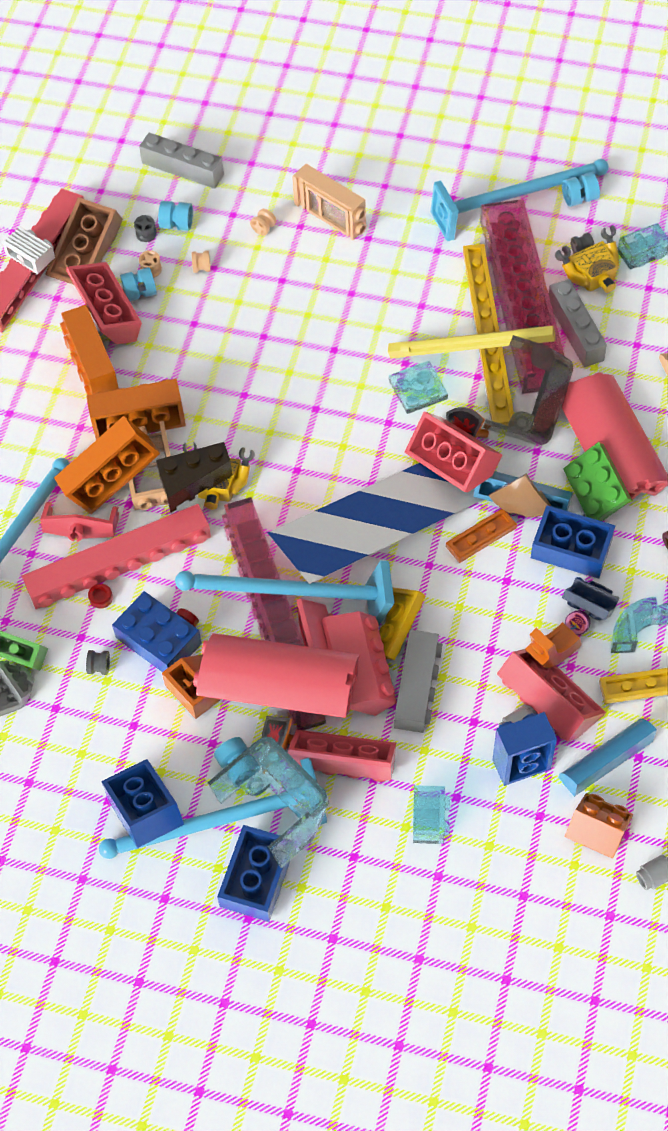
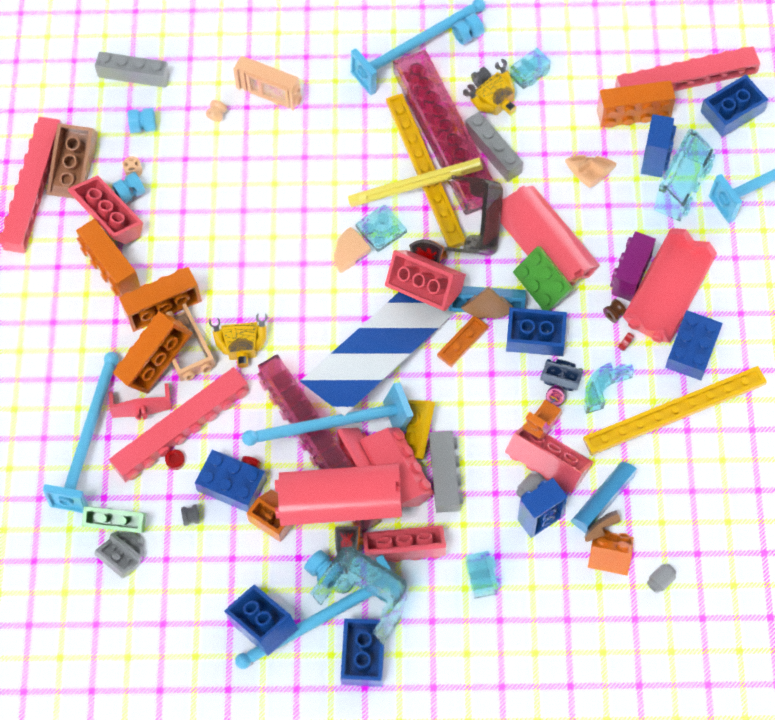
camera: 15 degrees left, 5 degrees up
(29, 249) = (30, 178): white brick -> none
(141, 224) = (115, 134): dark grey wheel -> none
(193, 472) = (223, 343): dark brown wedge -> none
(201, 261) = (174, 156): light nougat wheel -> none
(374, 402) = (349, 249): none -> light nougat brick
(588, 792) = (596, 529): none -> medium nougat brick

